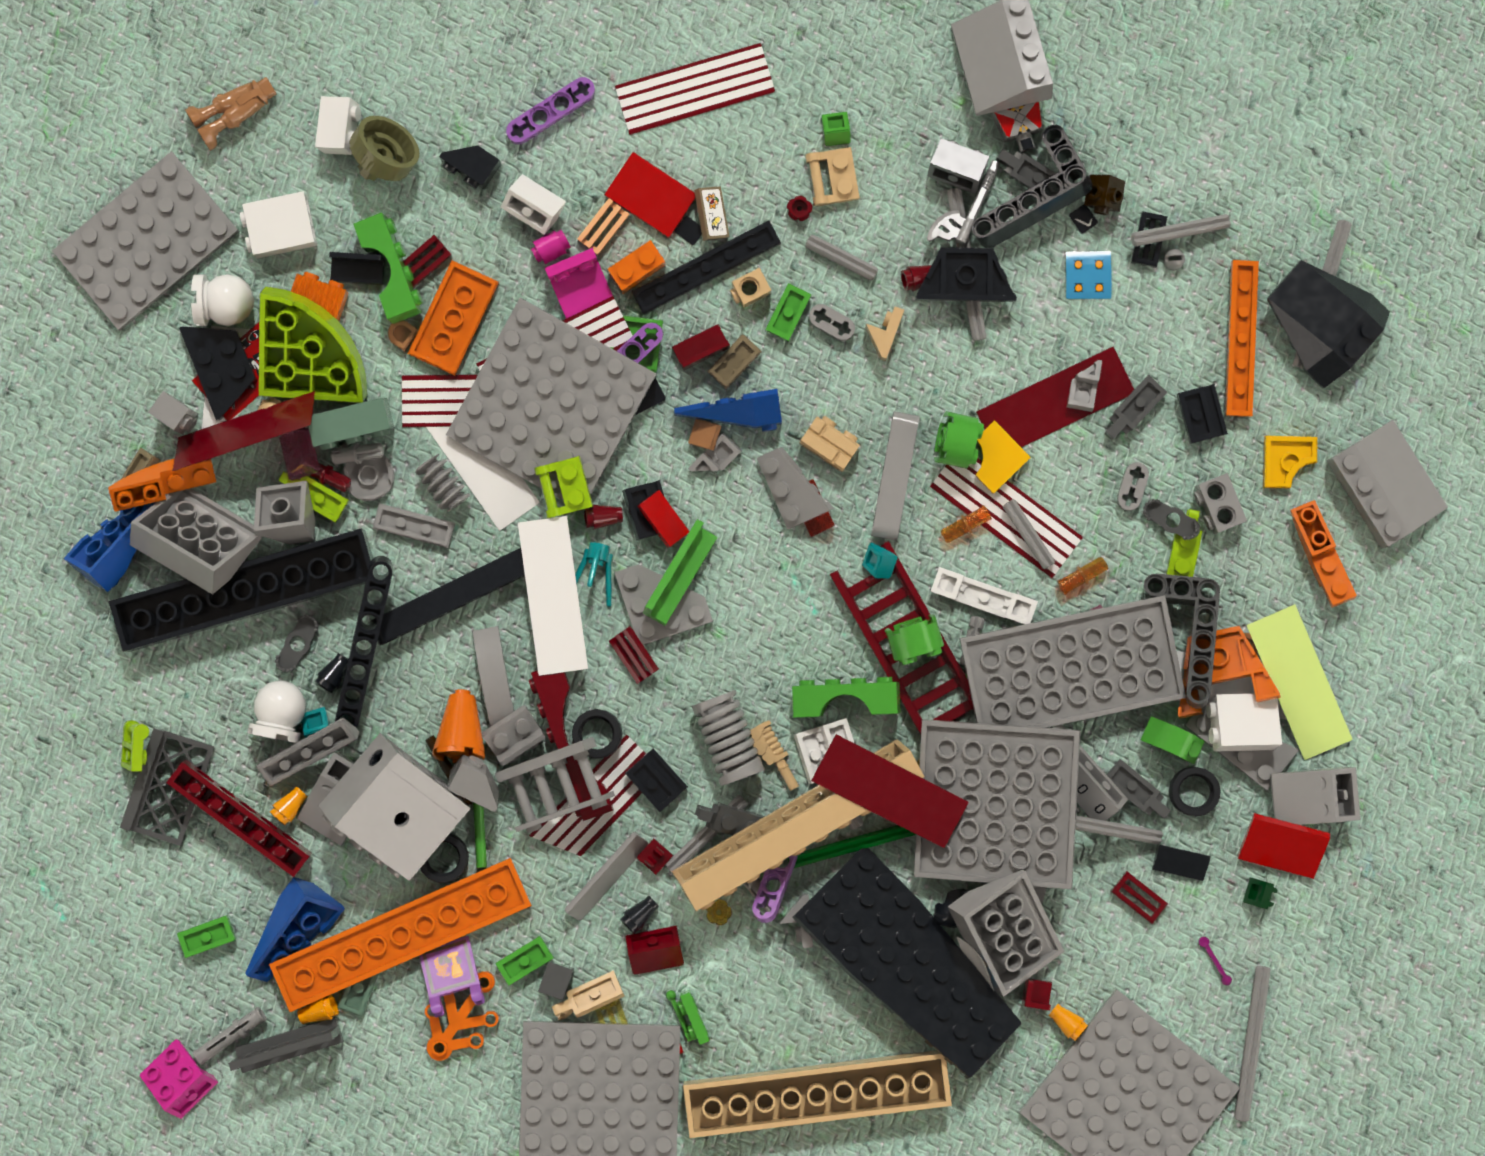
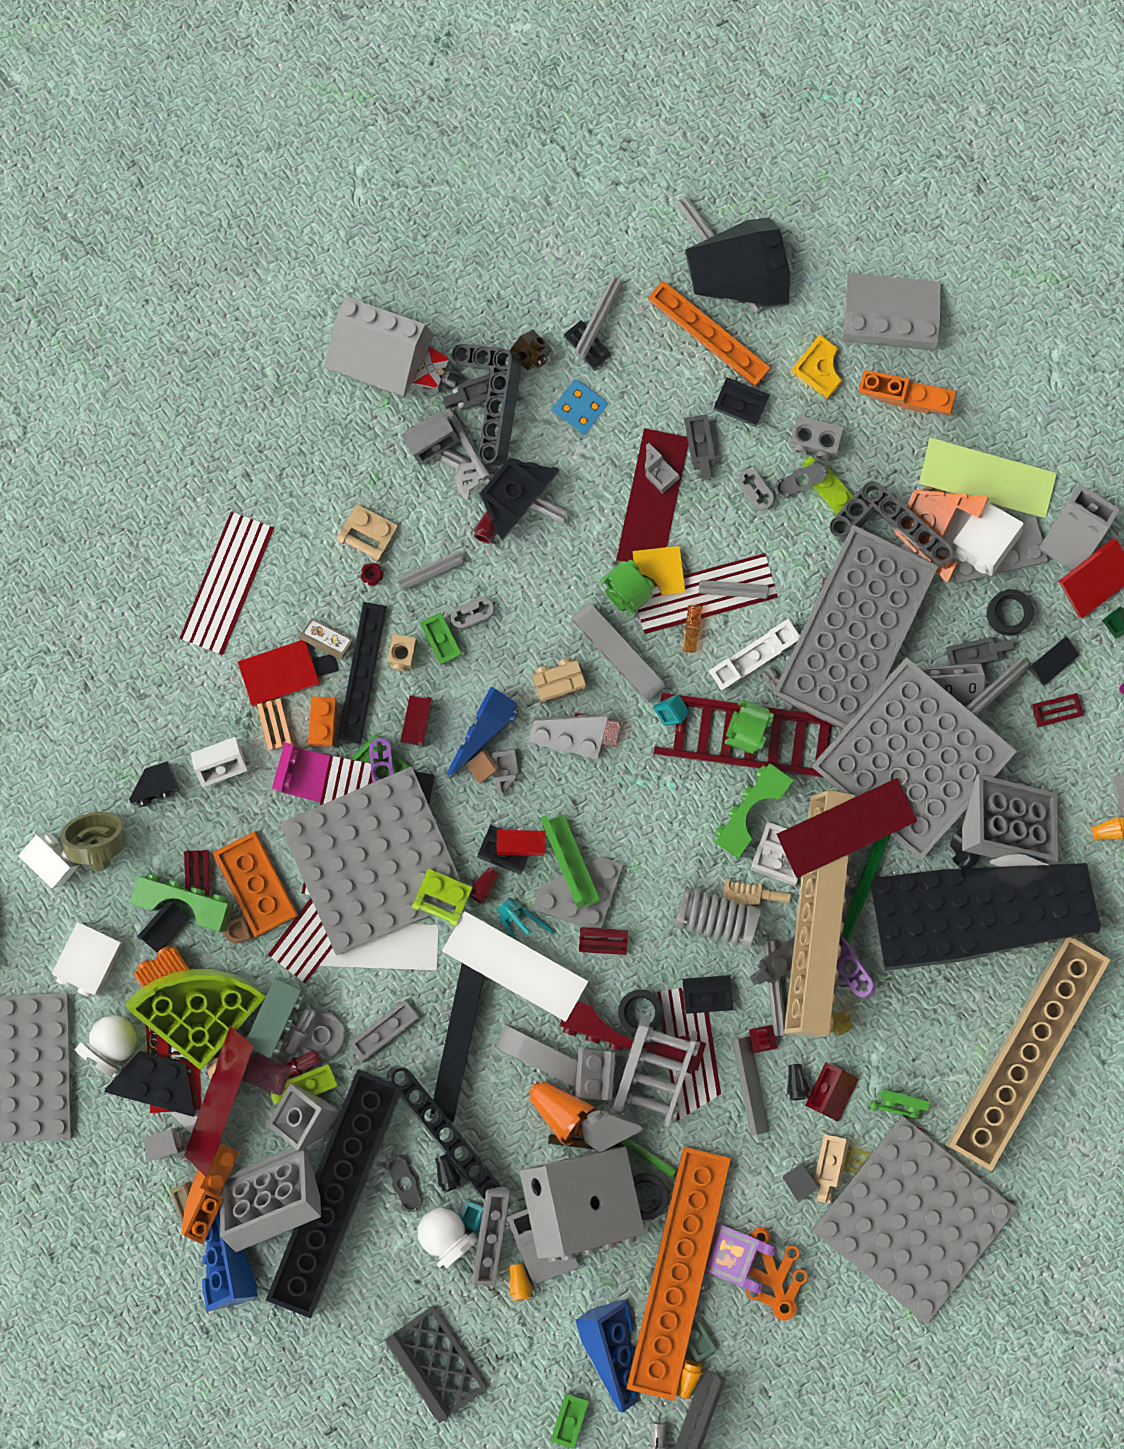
camera: 45 degrees left, 5 degrees down
(133, 754) = (390, 1369): lime plate -> none
(239, 817) = (501, 1326): dark red brick -> none
(442, 483) = (369, 985): light grey piece -> none
(524, 960) = (767, 1194): bright green plate -> none
(548, 107) = (163, 698): medium lavender beam -> none
(550, 246) = (259, 773): dark pink brick -> none
(734, 361) = (446, 704): dark tan plate -> none
(801, 934) = (901, 974): light grey slope -> none
(836, 129) = (335, 504): bright green slope -> none
(882, 338) = (513, 585): tan slope -> none
(1037, 994) = (1073, 837): dark red panel -> none
(1082, 575) = (792, 573): clear orange axle -> none
(1083, 218) = (536, 380): black sticker -> none
(1172, 740) = (960, 599): bright green brick -> none
(1176, 264) = (618, 342): light grey hinge -> none

